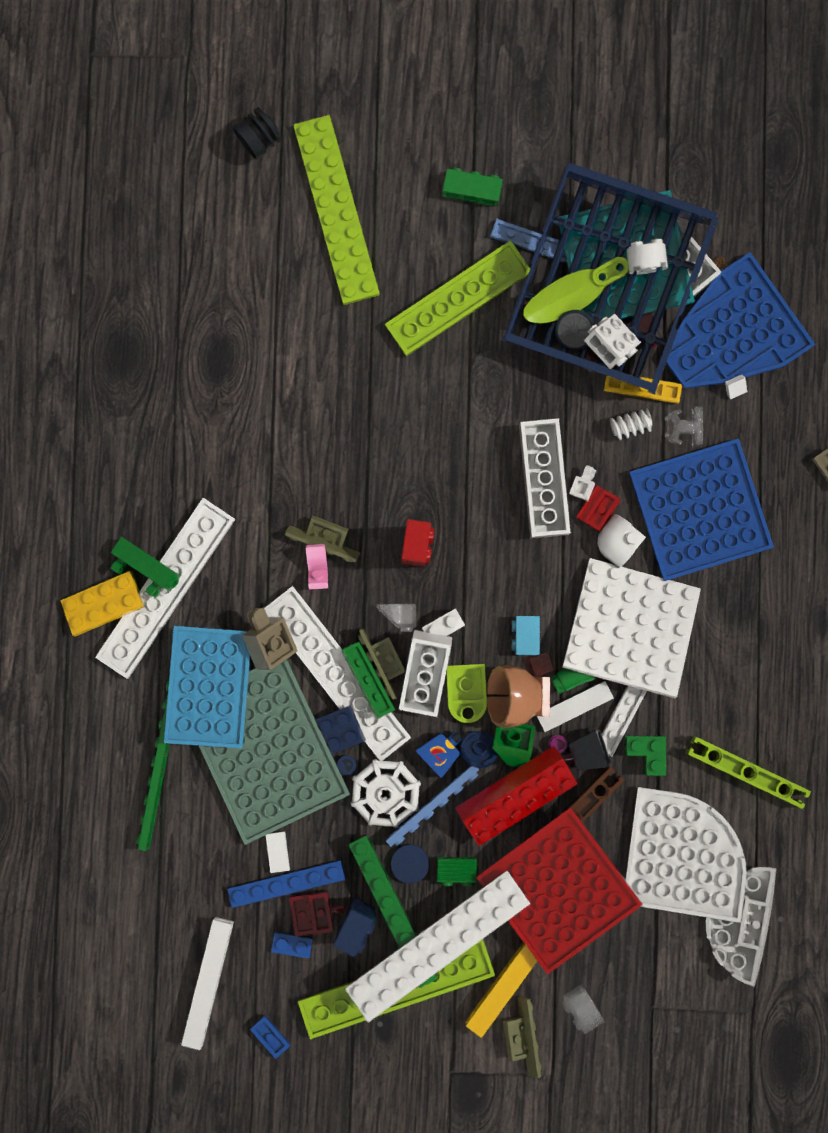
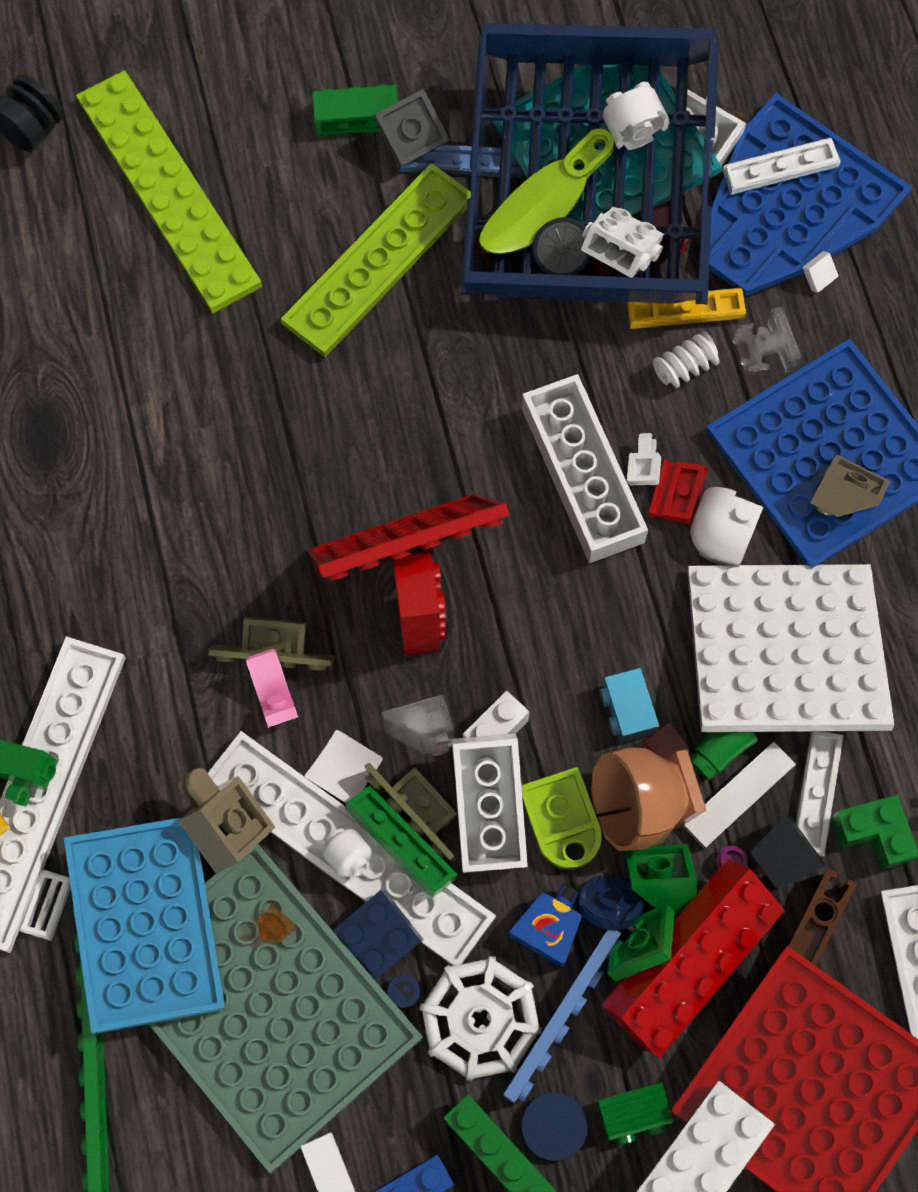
camera: 15 degrees left, 15 degrees down
(161, 660) = (57, 910): none -> white tile
(282, 708) = (275, 925): none -> clear orange plate
(335, 679) = (347, 852): none -> white head
(346, 623) = (341, 767): none -> white sticker
(419, 501) = (402, 534): none -> red plate
(490, 783) = (646, 946): none -> green plate
(503, 214) = (411, 128): none -> dark grey plate
(703, 540) = (848, 489): none -> dark tan slope
(735, 306) = (781, 166): none -> white tile

